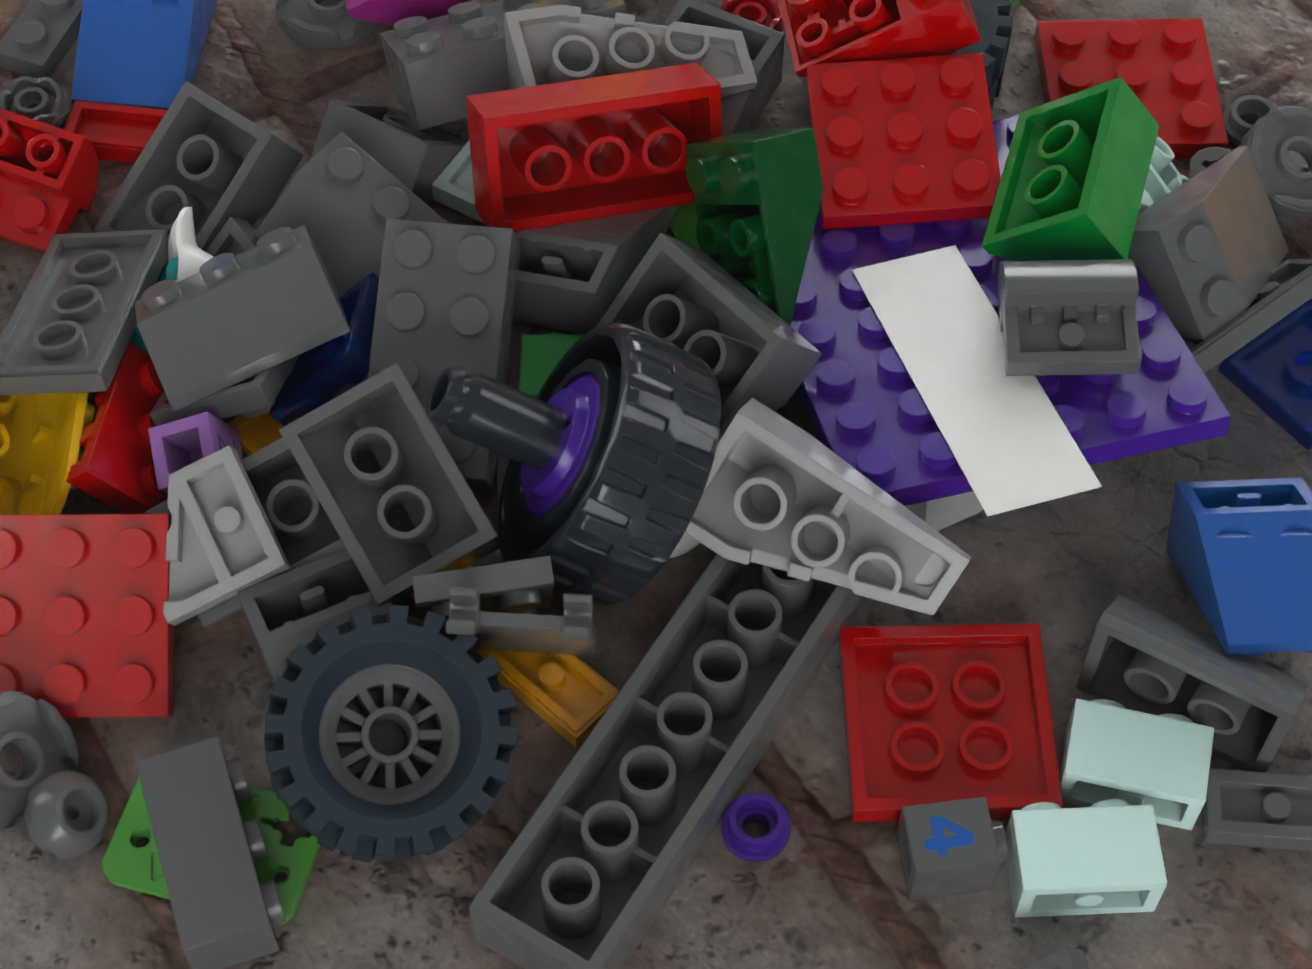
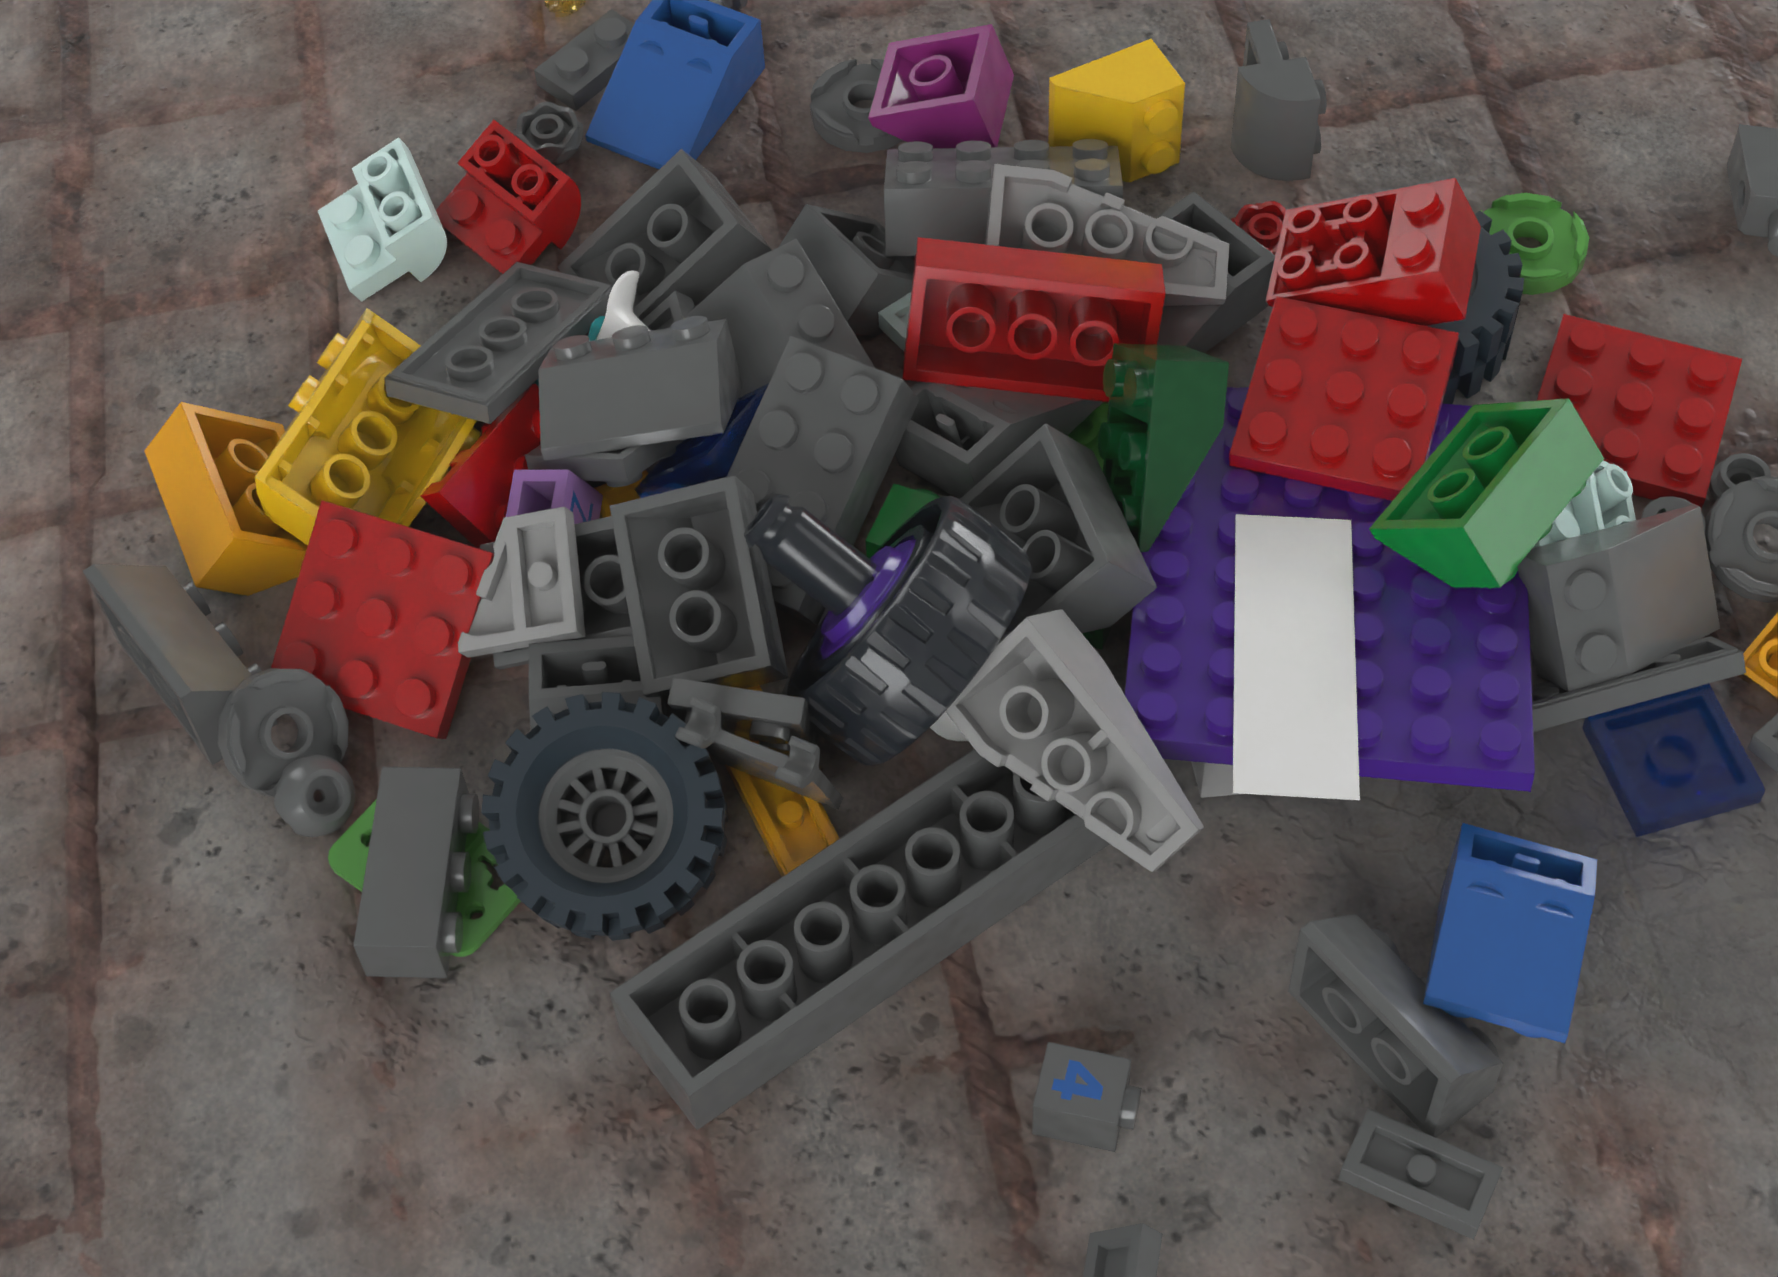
camera: 25 degrees right, 0 degrees up
(114, 130) = (607, 173): red tile -> none
(755, 809) = (915, 998): dark purple plate -> none
(946, 718) = (1141, 978): red plate -> none
(1069, 317) = (1408, 624): dark grey brick -> none
(1084, 859) = (1206, 1152): light aqua brick -> none
(1136, 759) = (1300, 1079): light aqua brick -> none

